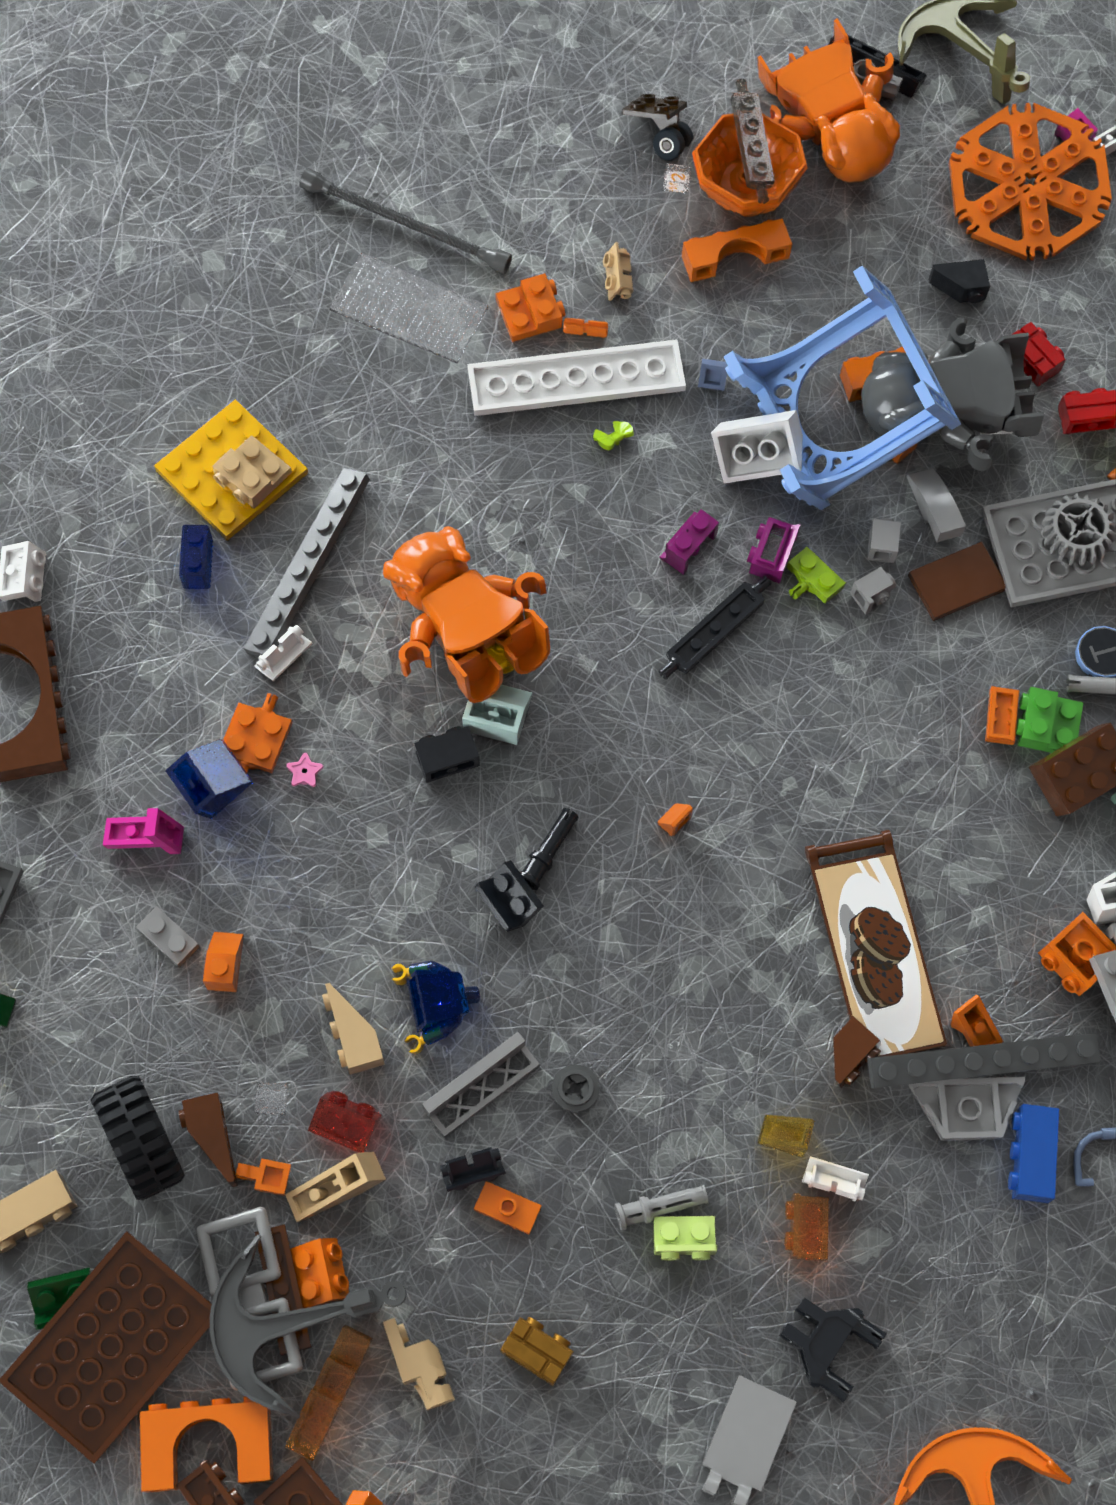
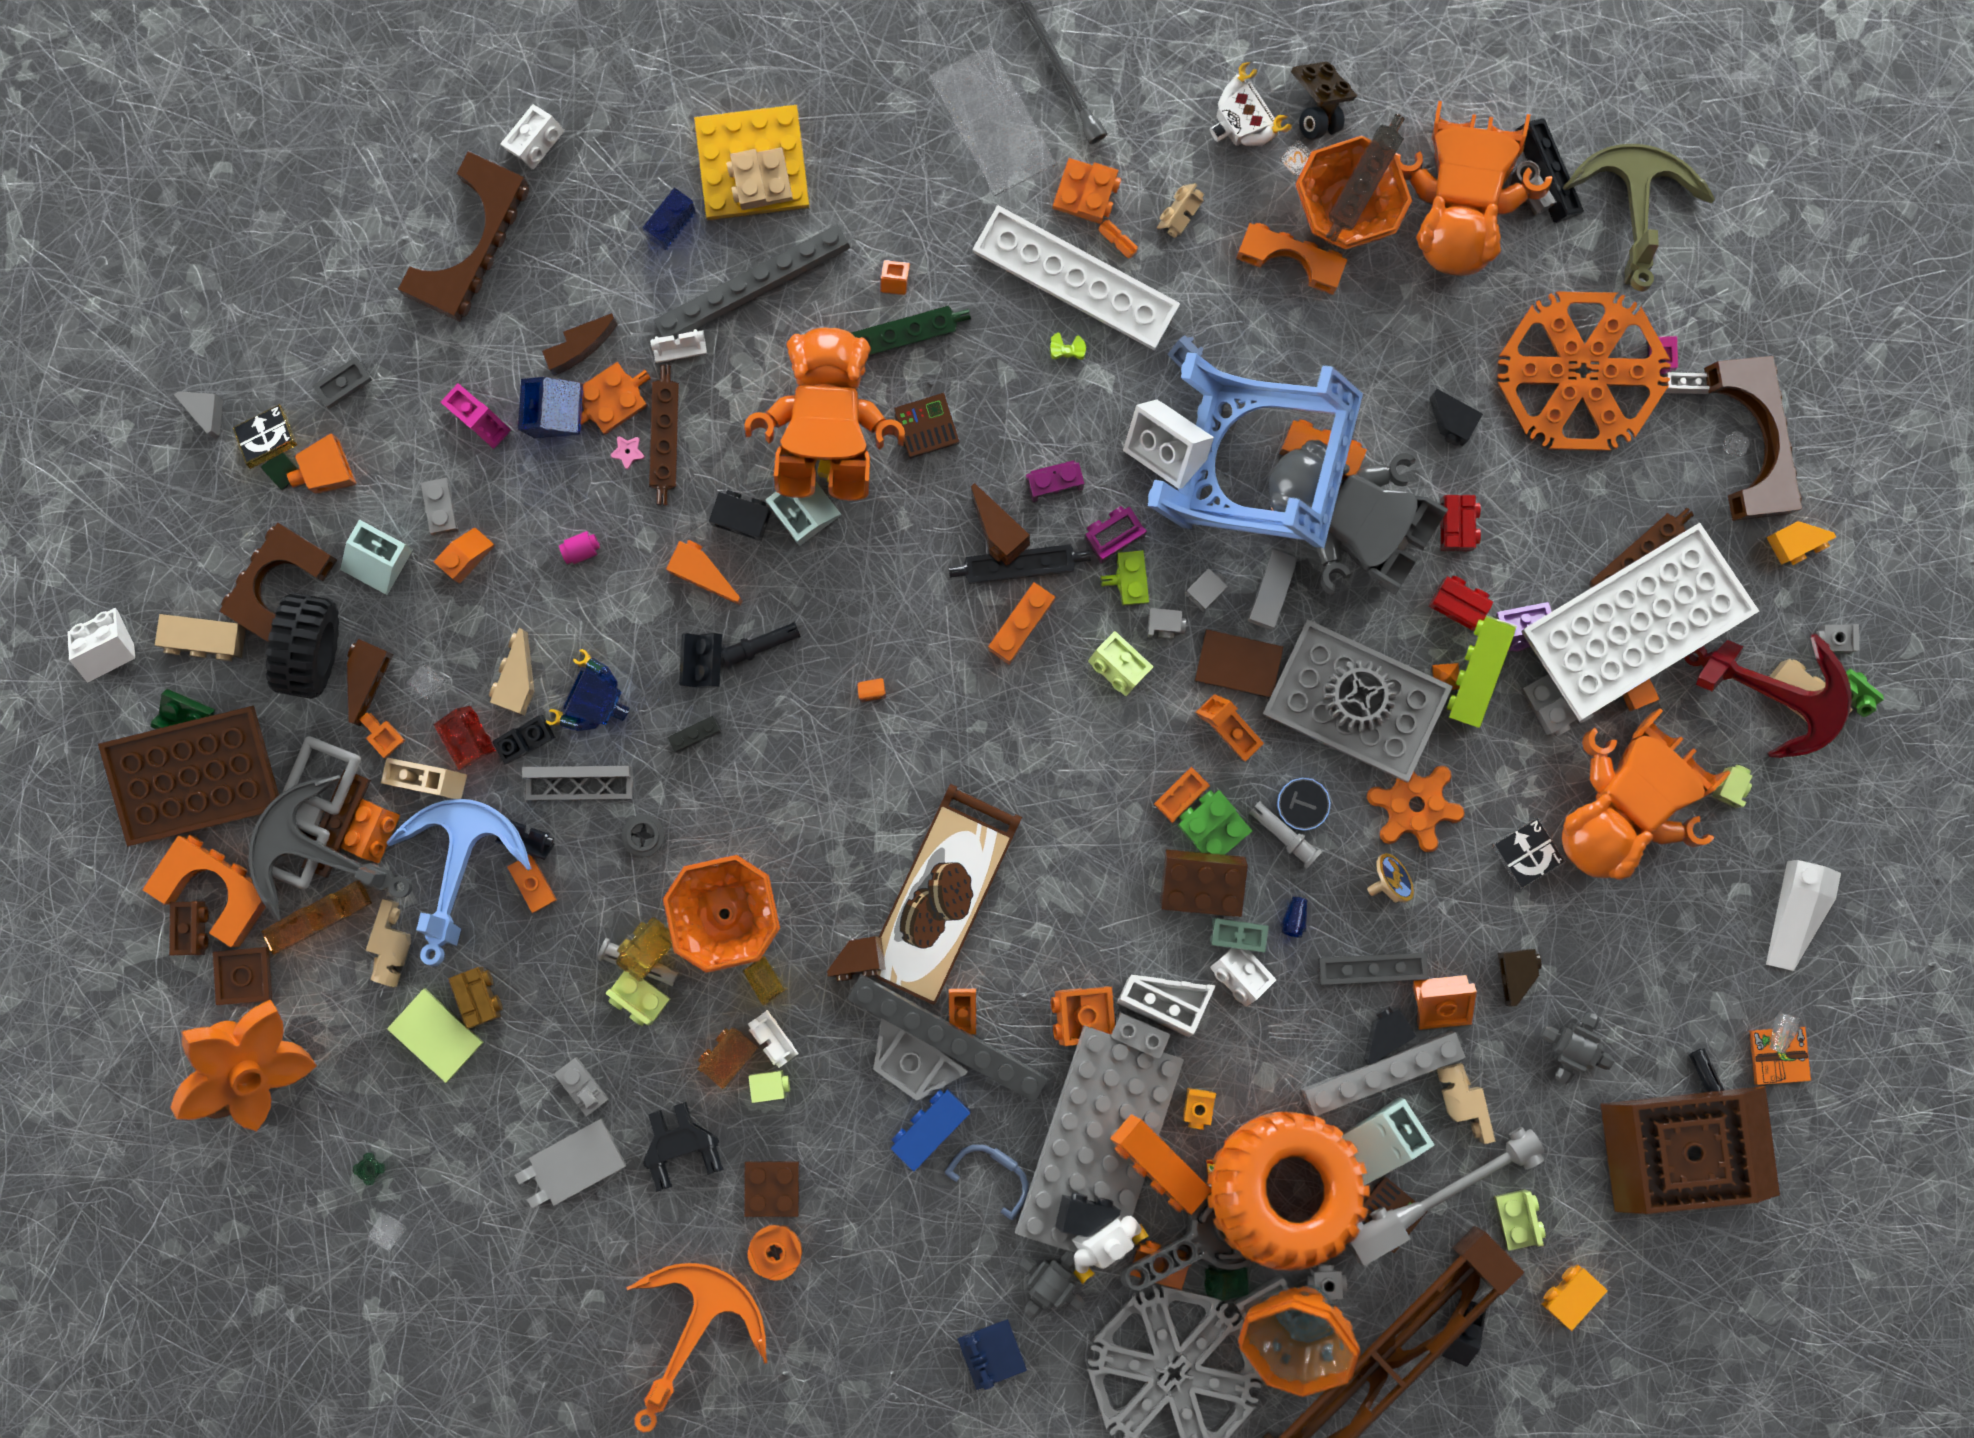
camera: 40 degrees right, 15 degrees up
(33, 976) = (322, 467): none -> orange torso
(46, 1075) = (281, 547): none -> reddish brown arch
(141, 1019) = (374, 557): none -> light aqua slope
(192, 711) = (580, 344): none -> reddish brown slope
(325, 880) = (579, 548): none -> dark pink brick
(326, 736) = (663, 434): none -> reddish brown plate
(400, 1084) = (523, 739): none -> black slope
(409, 1194) = (466, 824): none -> light blue piece
(425, 478) = (894, 277): none -> orange slope
(448, 823) = (695, 567): none -> orange slope
(478, 500) = (912, 329): none -> dark green plate
(525, 1418) = (435, 1035): none -> yellowish green tile
(551, 967) = (694, 734): none -> pearl dark grey piece
(555, 567) = (927, 425): none -> reddish brown tile
(612, 171) = (1245, 115): none -> white torso
(661, 1182) = (645, 949): none -> clear yellow brick
(679, 608) = (1002, 533): none -> reddish brown slope
(697, 1360) = (581, 1086): none -> light grey hinge
(714, 1066) = (695, 908): none -> orange rock
(758, 672) = (1021, 623): none -> orange arch
(864, 648) = (1120, 663): none -> yellowish green bracket
(865, 1225) = (768, 1086): none -> yellowish green brick
(941, 1319) = (771, 1189): none -> reddish brown plate
(986, 627) = (1230, 726): none -> orange bracket
(1009, 1368) = (782, 1238): none -> orange plate

